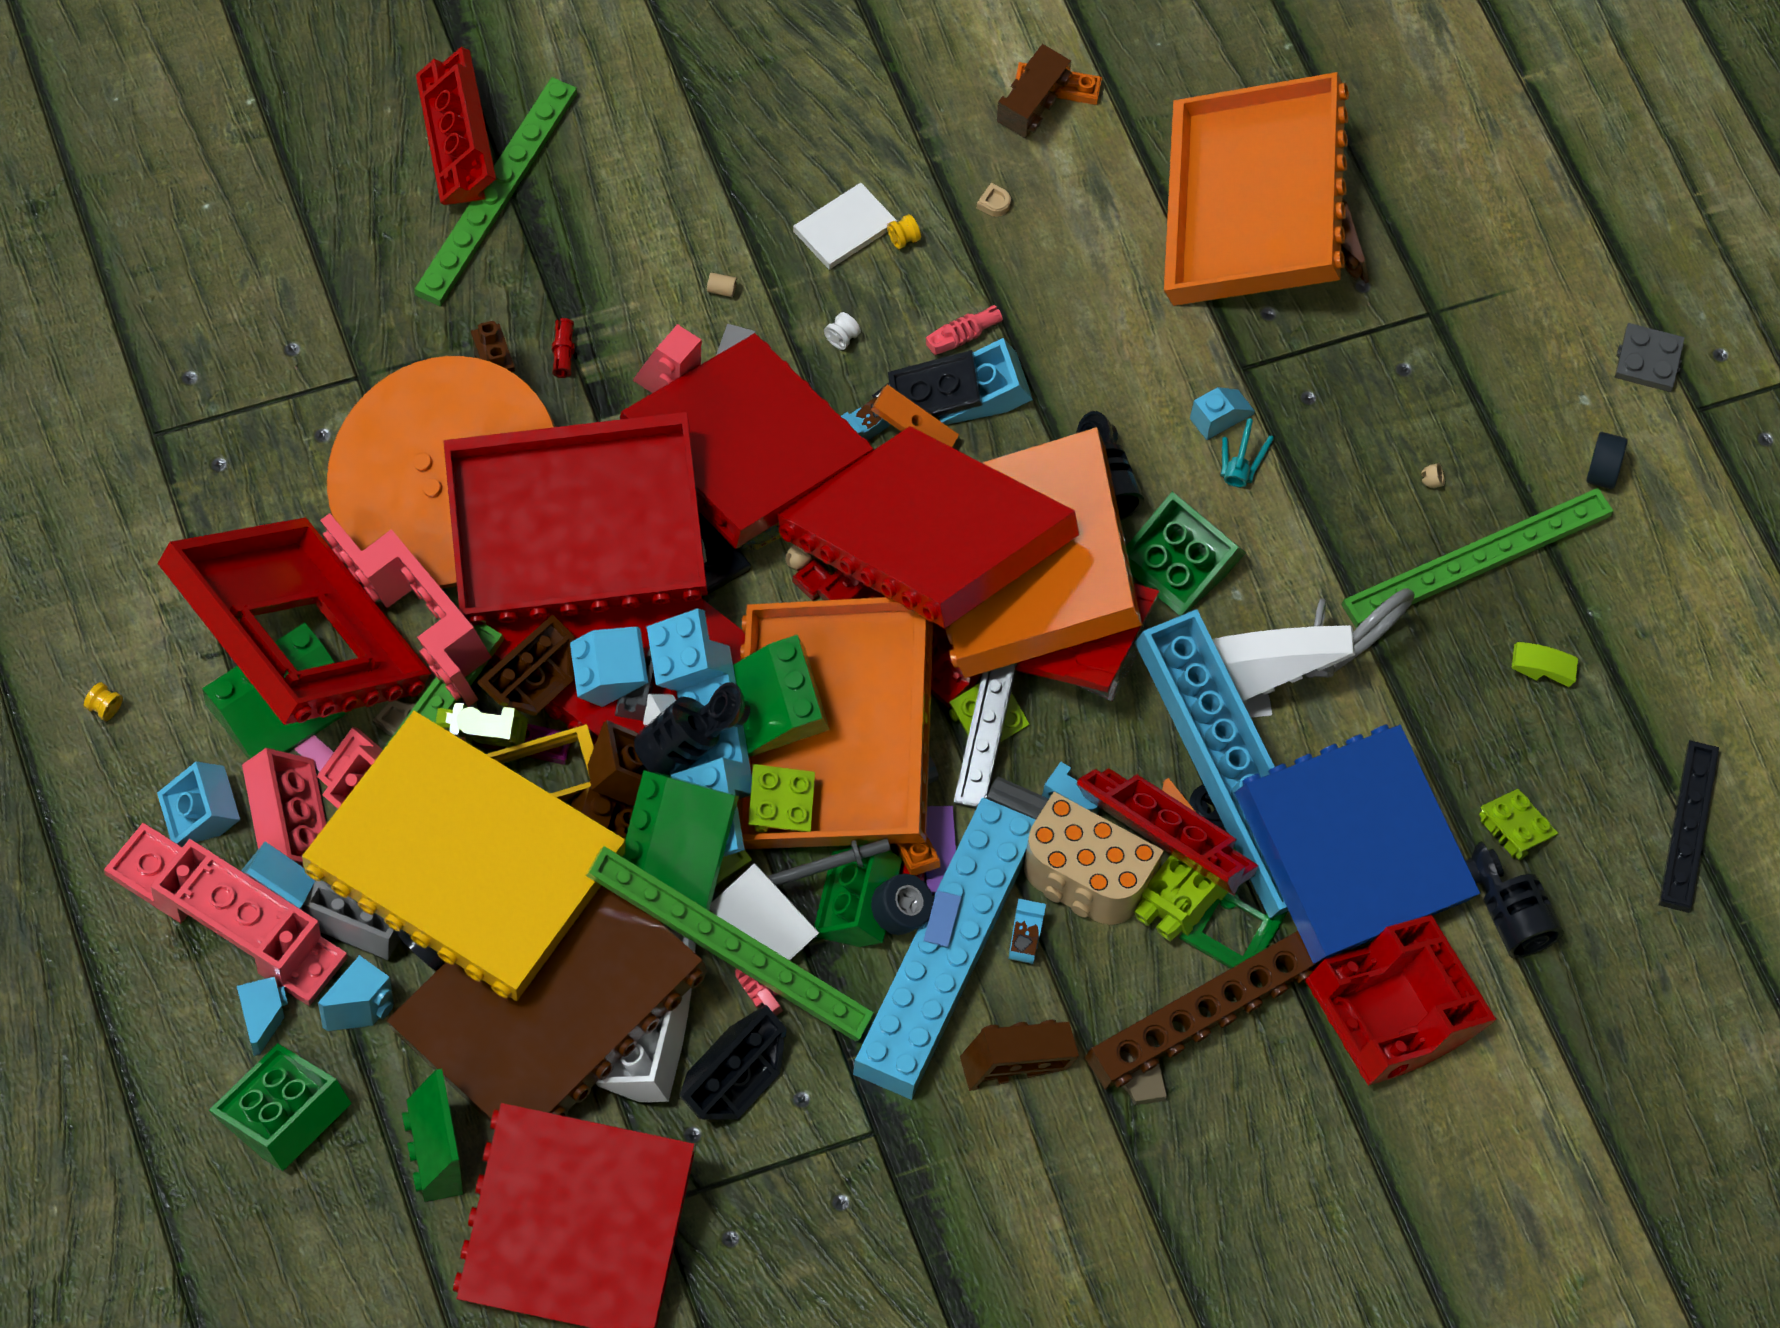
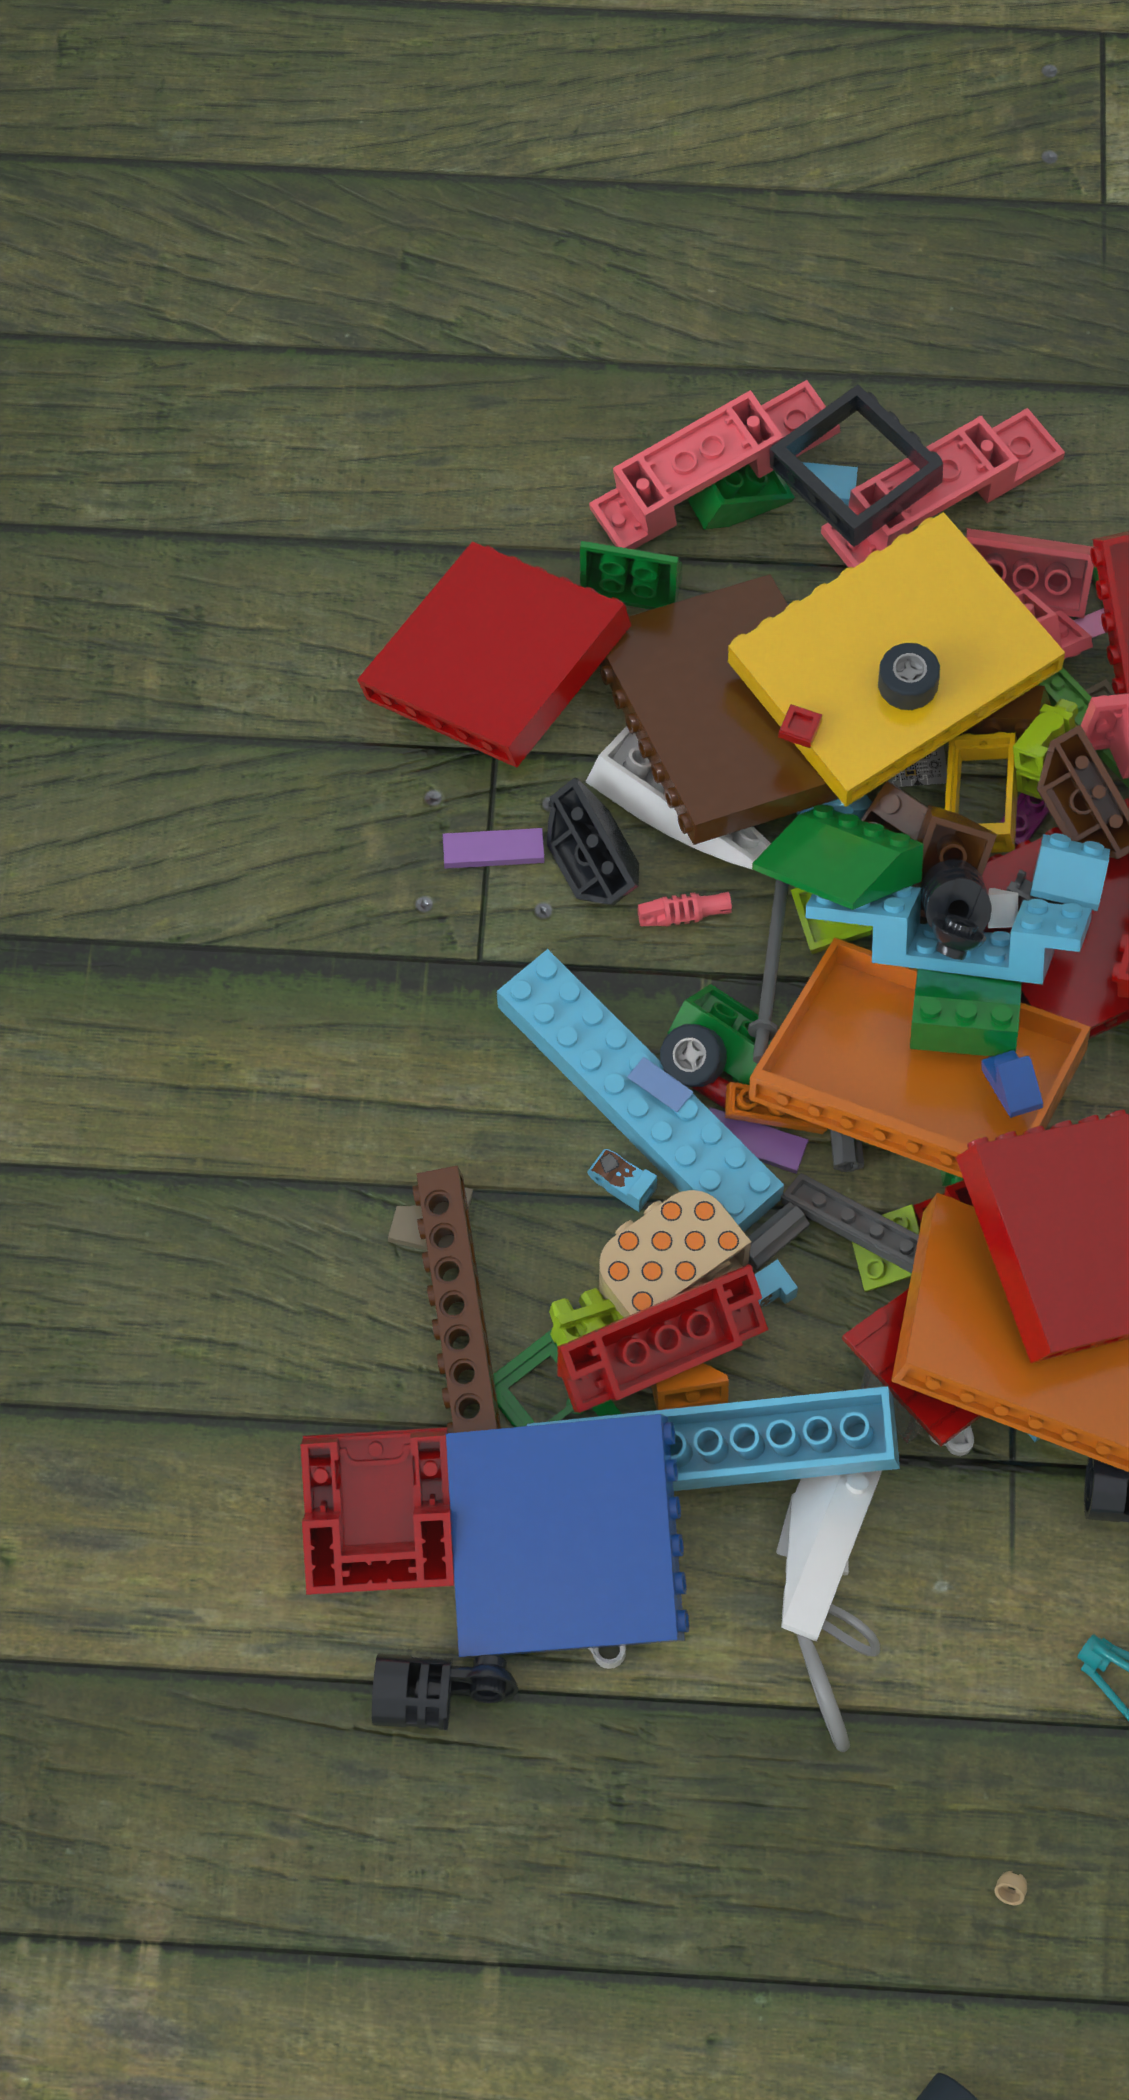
camera: 120 degrees right, 5 degrees up
(198, 804) = (1067, 505): medium azure slope -> none
(279, 874) = (957, 505): medium azure slope -> none
(289, 1107) = (697, 458): none -> coral bracket
(298, 995) = (850, 525): none -> black window
(357, 998) = (806, 559): medium azure slope -> none
(500, 808) = (909, 676): none -> black wheel
(578, 896) = (800, 726): none -> red tile
(729, 943) = (709, 867): bright green plate -> none
(762, 1162) = (493, 848): none -> medium lavender tile
(764, 913) = (736, 930): white tile -> none
(781, 798) = (853, 978): lime hinge -> none
(837, 632) = (1013, 1082): none -> blue slope
(1018, 1050) = (493, 1113): reddish brown wedge -> none
(1181, 554) = (1011, 1538): green slope -> none
(1484, 554) = (882, 1889): bright green plate -> none
(1518, 821) = (532, 1756): lime hinge -> none
(1541, 660) = (714, 1890): lime slope -> none
(1688, 826) = (449, 1959): black tile -> none

